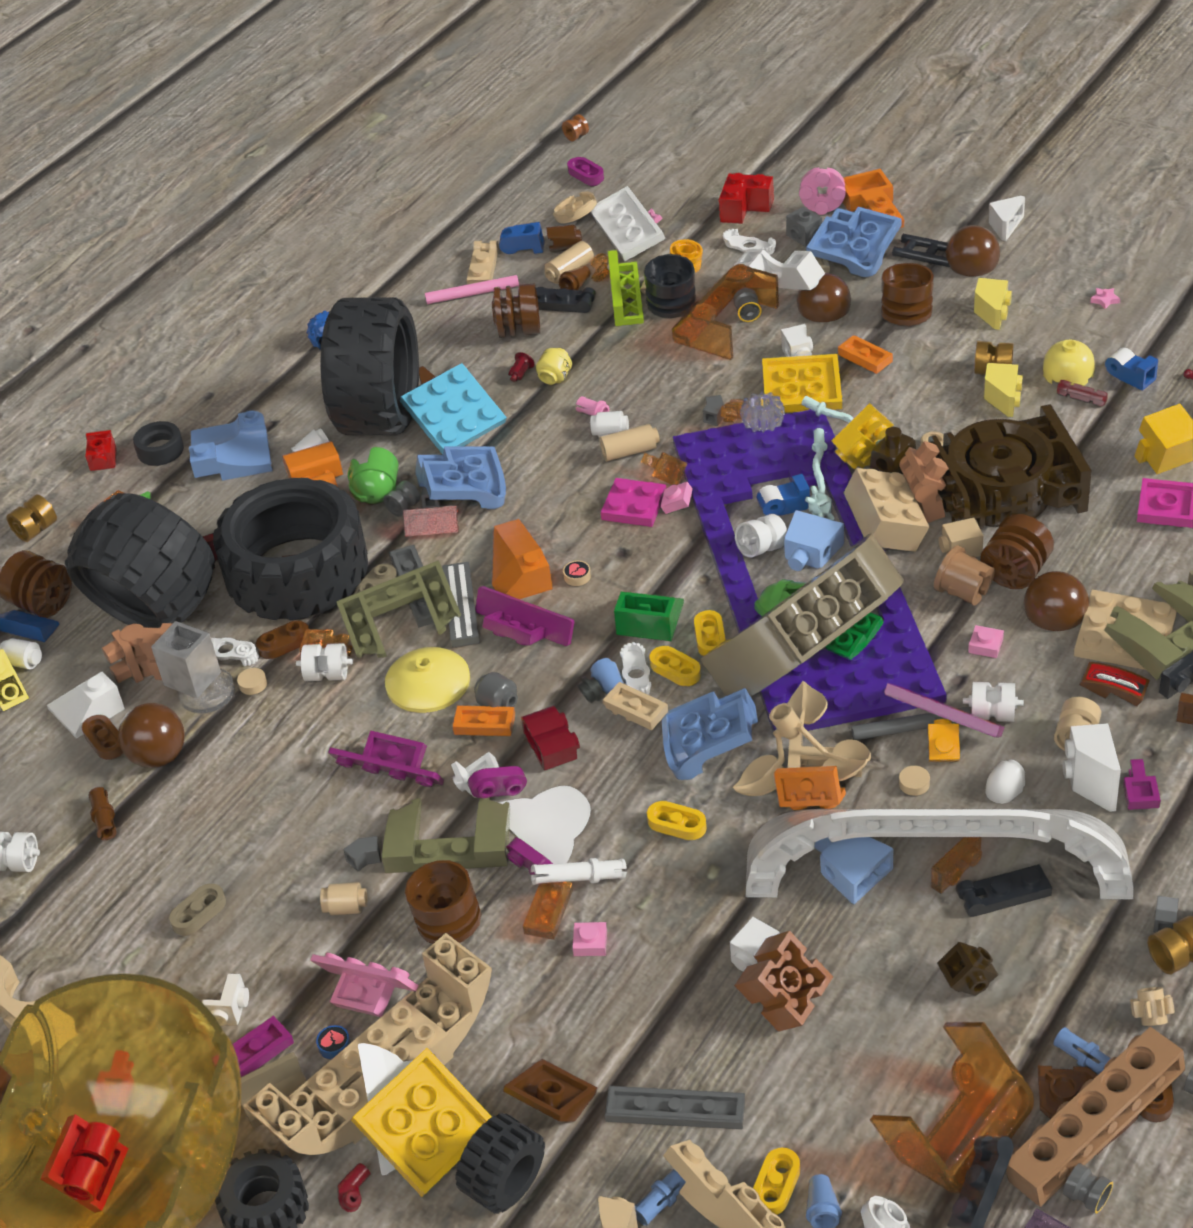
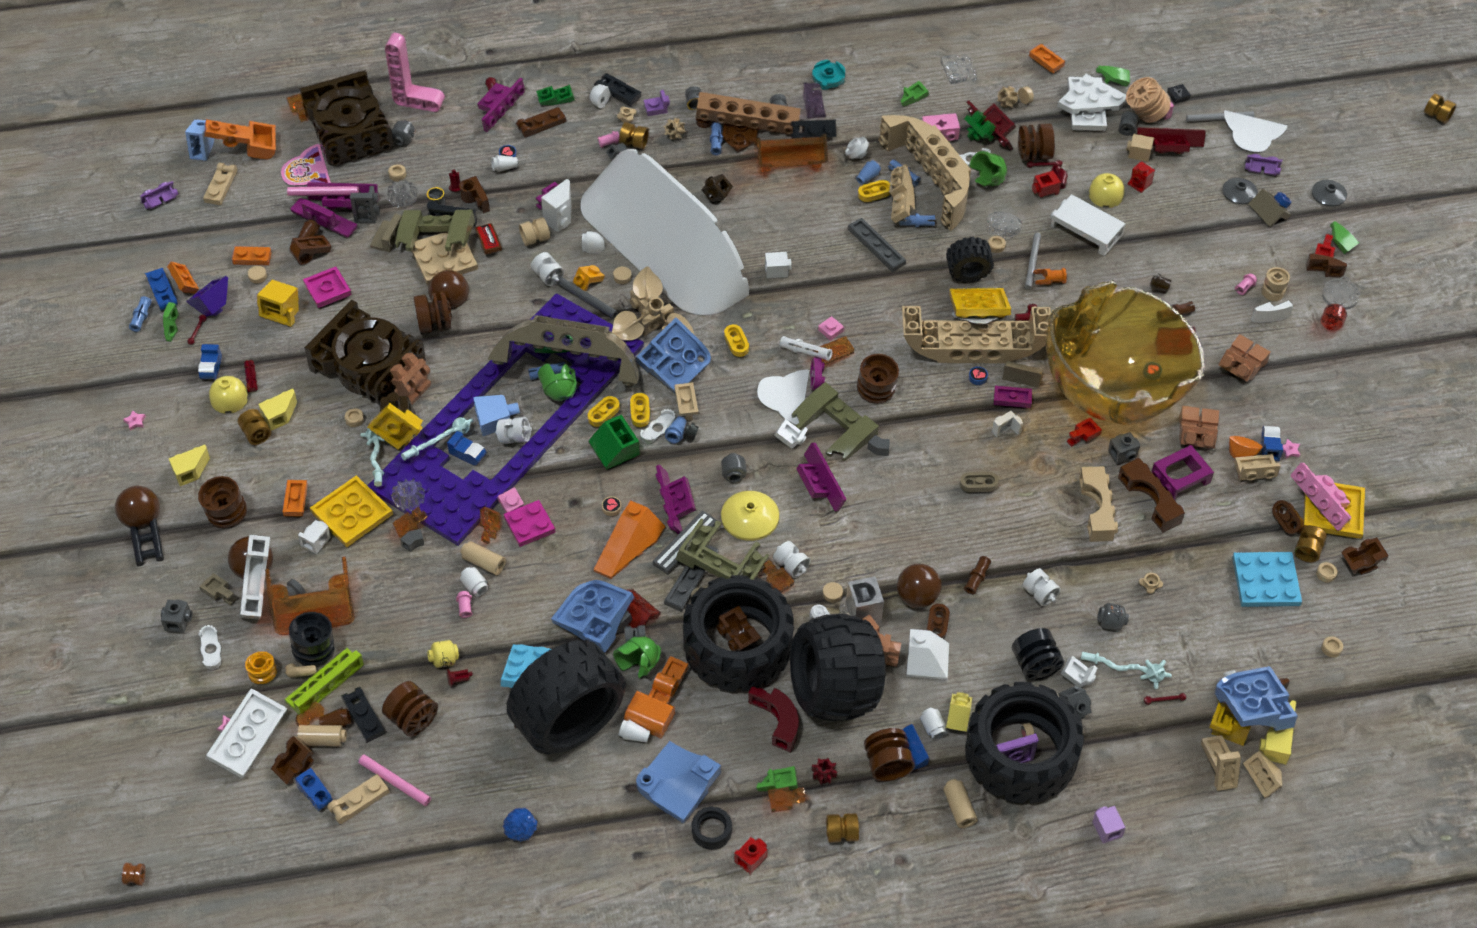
camera: 140 degrees left, 10 degrees up
(85, 1162) = (1127, 383): red plate -> none
(281, 639) = (794, 601): reddish brown plate -> none
(343, 898) = (912, 428): tan brick -> none
(361, 986) = (948, 374): bright pink bracket -> none
(484, 720) = (756, 461): orange plate -> none
(497, 782) = (795, 417): magenta plate -> none
(550, 738) = (738, 423): dark red brick -> none
(552, 1091) = (917, 282): reddish brown slope -> none
(574, 208) = (248, 785): tan tile -> none
(585, 171) = (190, 822): magenta plate -> none
(745, 194) = (161, 685): red brick -> none
(784, 981) = (790, 234): dark orange brick -> none
(808, 787) = (672, 295): orange bracket -> none
(822, 202) = (123, 622): bright pink plate -> none
(855, 239) = (173, 574): medium blue slope -> none
(870, 191) = (102, 610): orange plate -> none
(886, 509) = (445, 386): tan brick -> none
(944, 710) = (575, 277): tile -> none
(962, 533) = (436, 350): tan brick -> none
(964, 576) = (468, 327): medium nougat piece -> none
(986, 641) = (501, 303): bright pink plate -> none
(1006, 215) = (79, 513): white slope -> none

